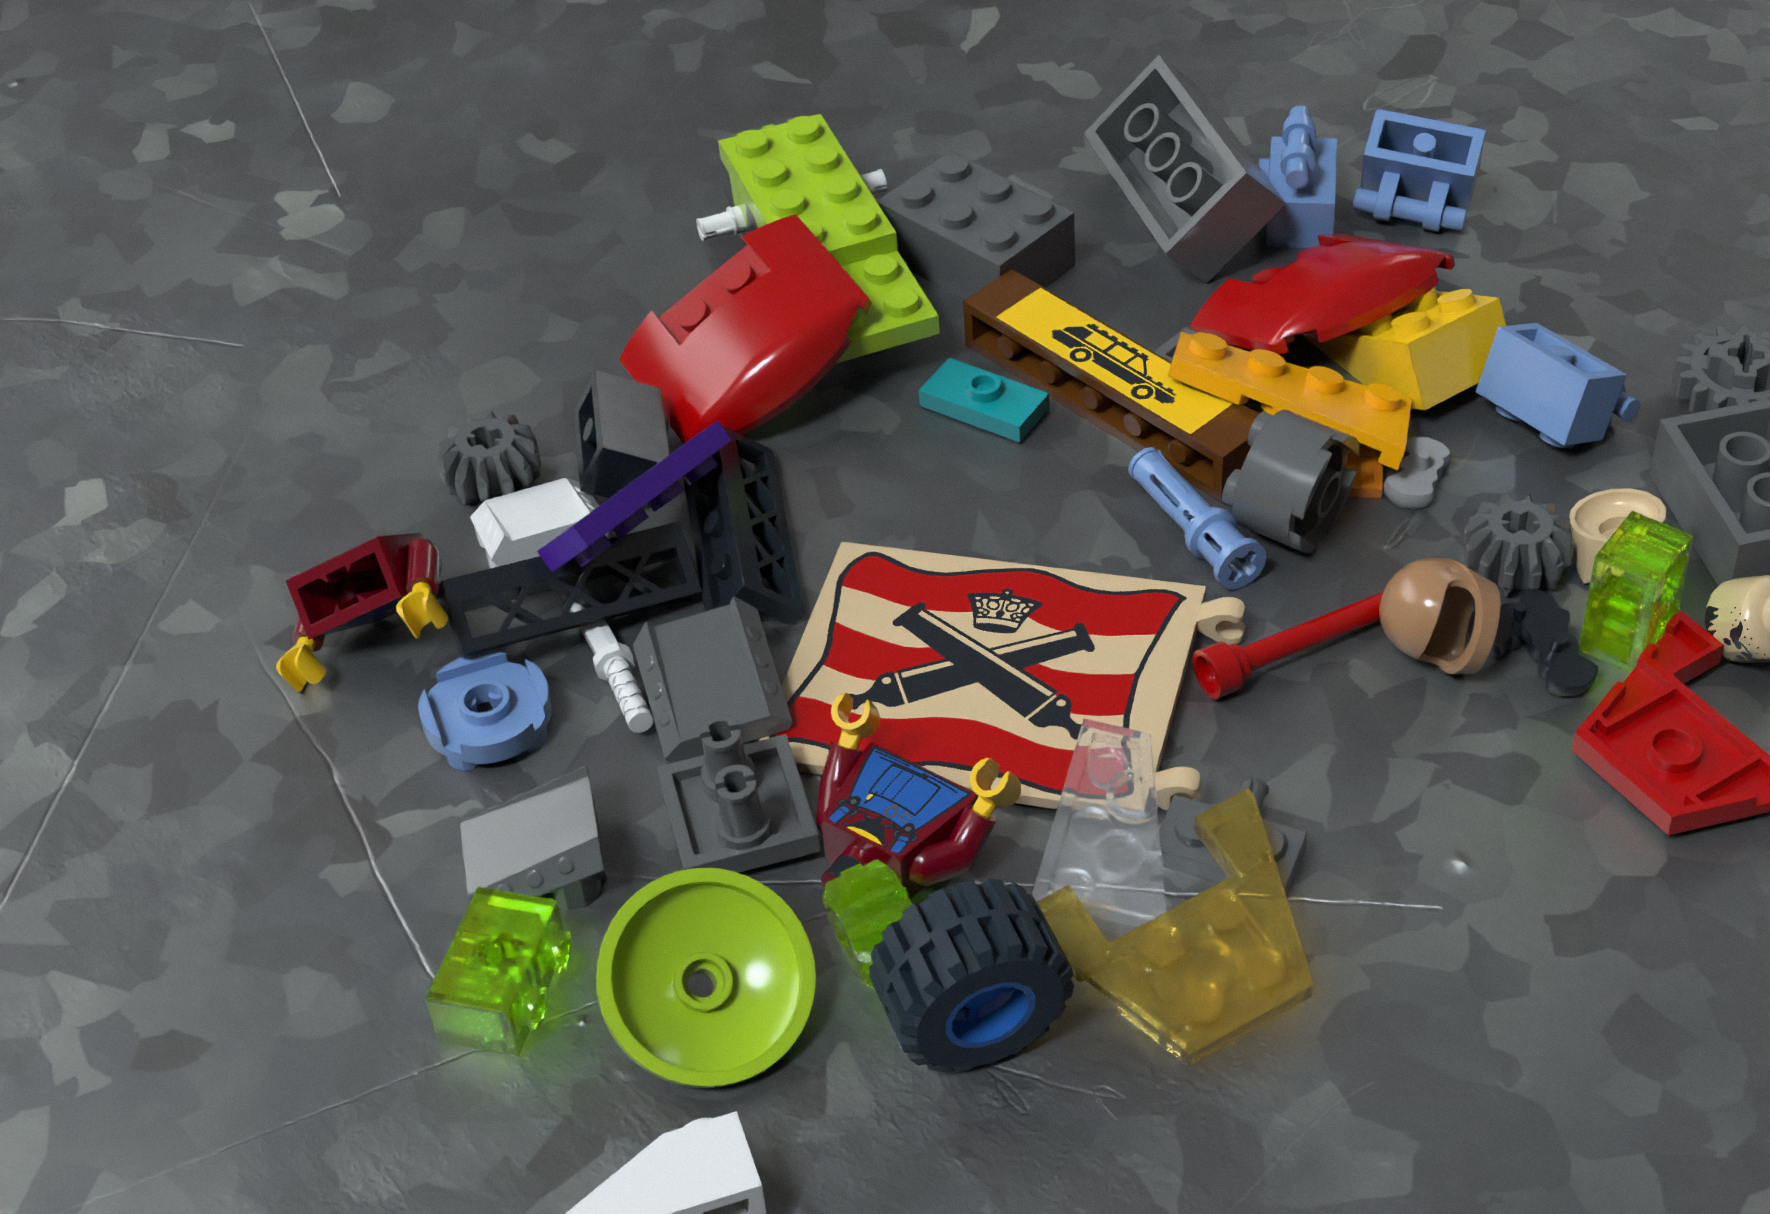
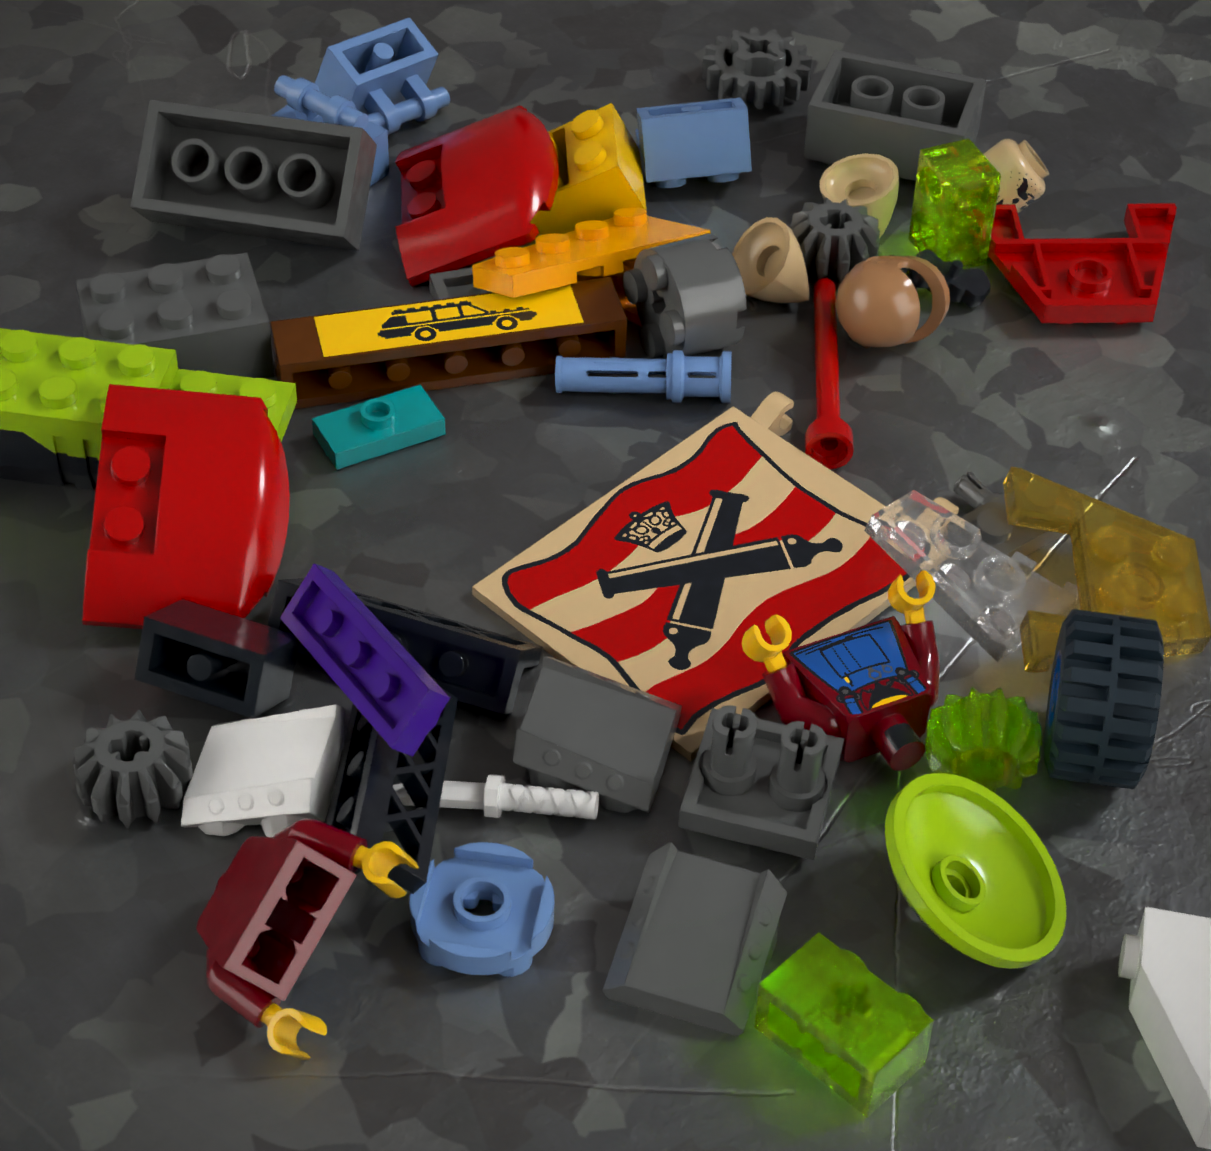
camera: 65 degrees left, 0 degrees up
(1436, 520) = (772, 263): none -> tan piece

